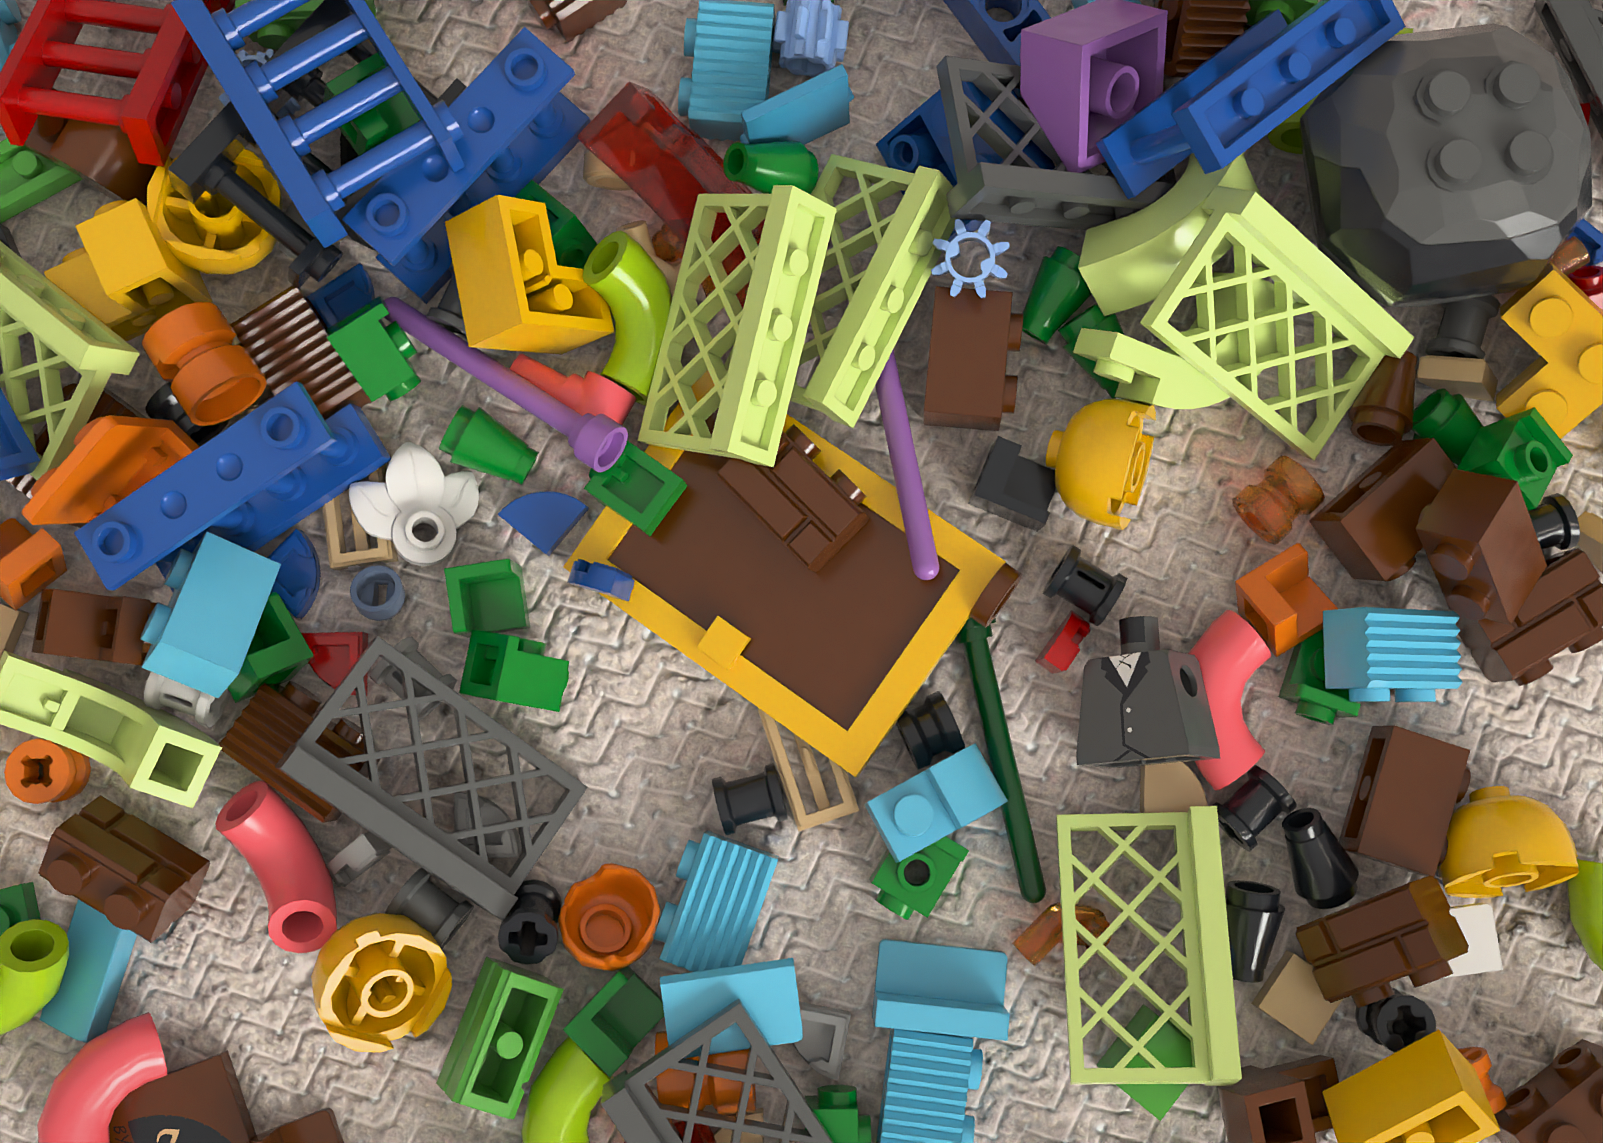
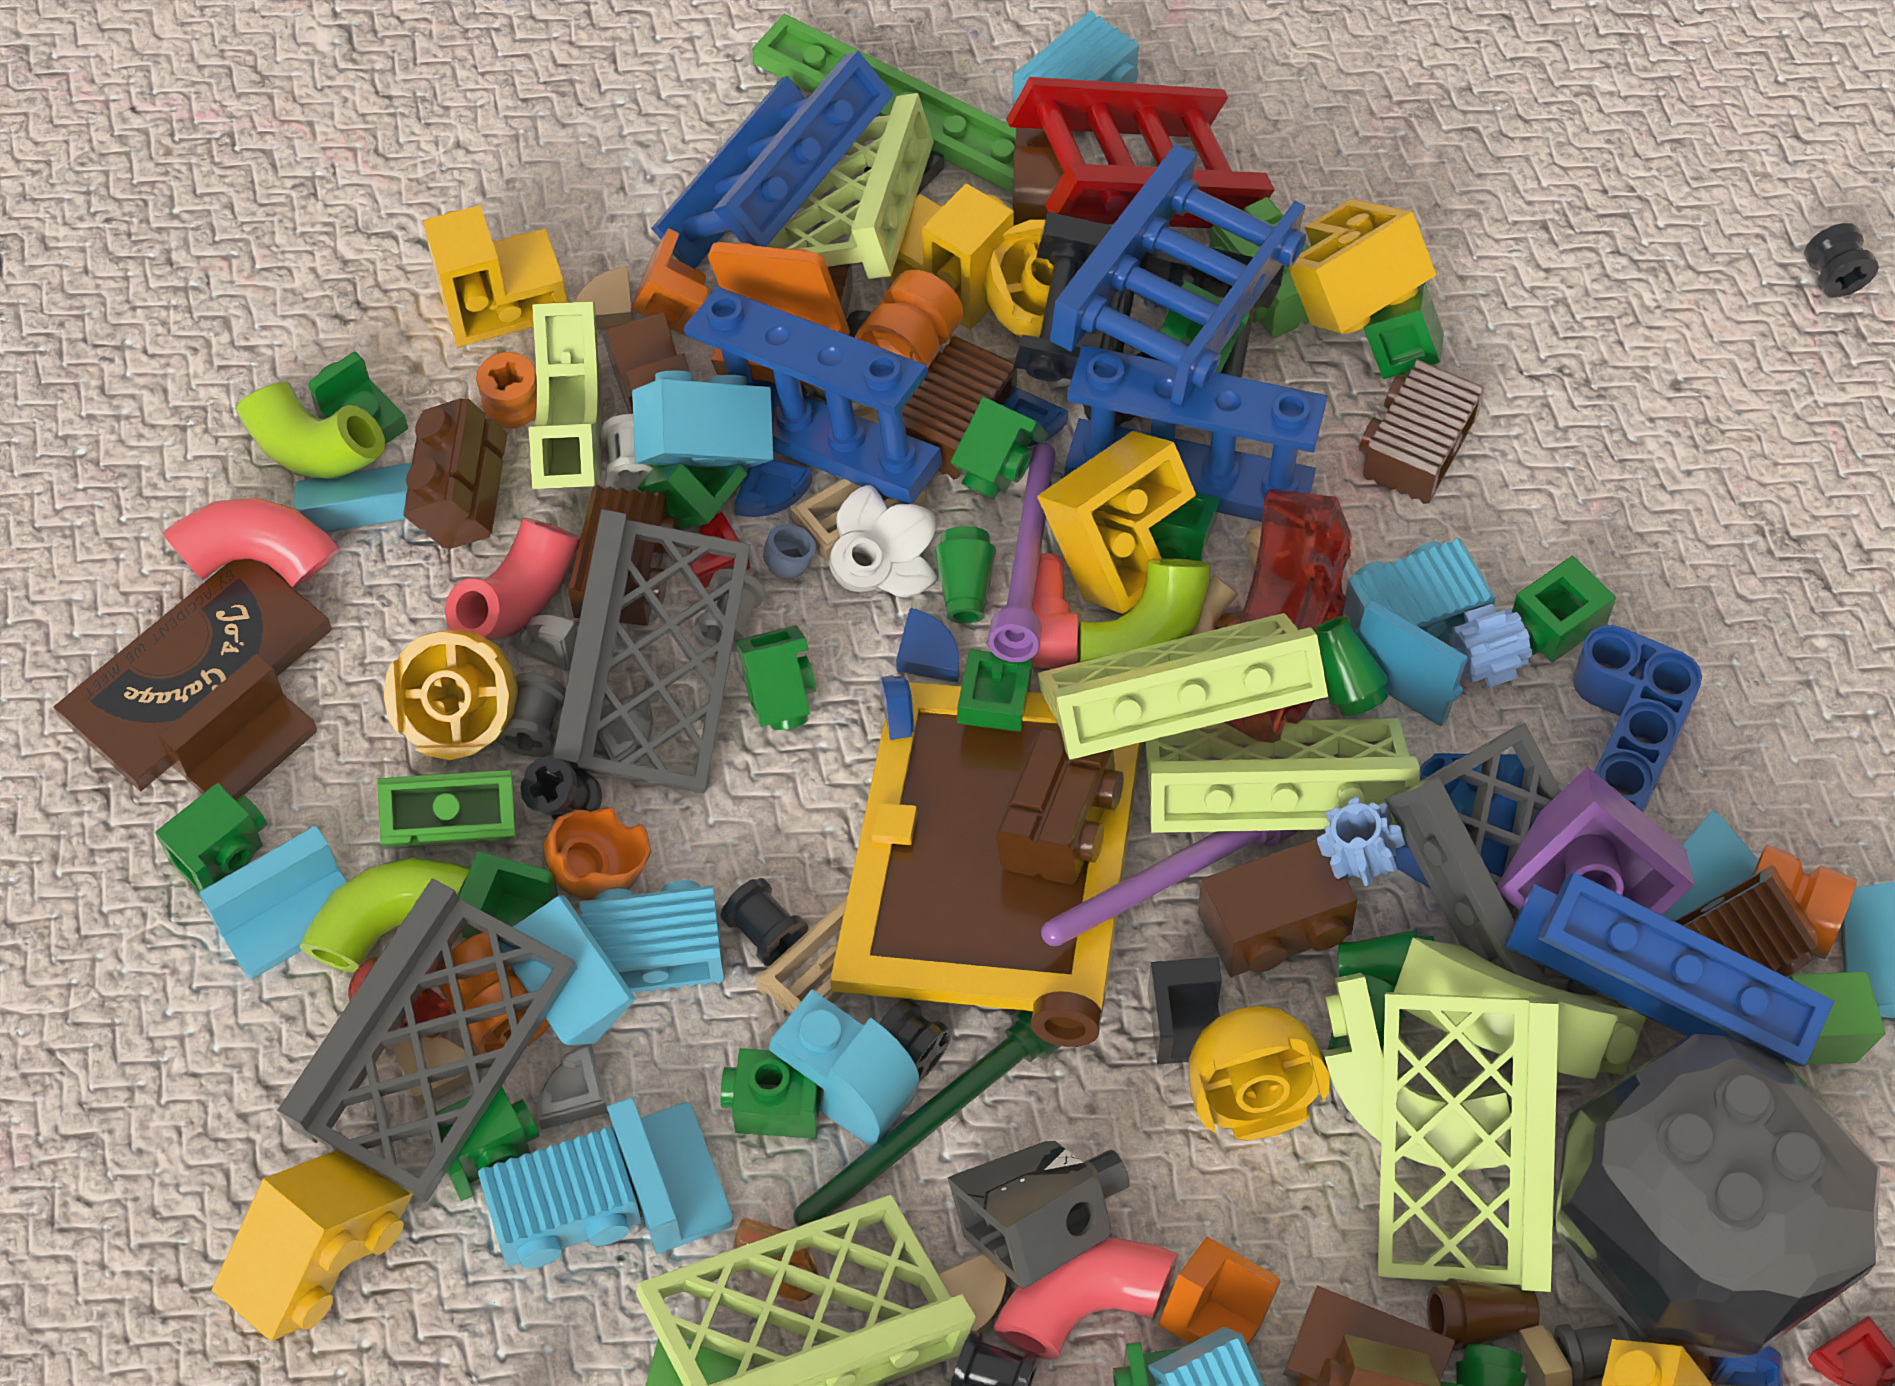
camera: 65 degrees right, 25 degrees down
(487, 597) = (835, 627): green panel -> none
(1063, 645) = (1061, 1122): red tile -> none
(1085, 585) = (1126, 1115): black bush -> none
(1278, 499) = (1299, 1247): clear orange wheel -> none

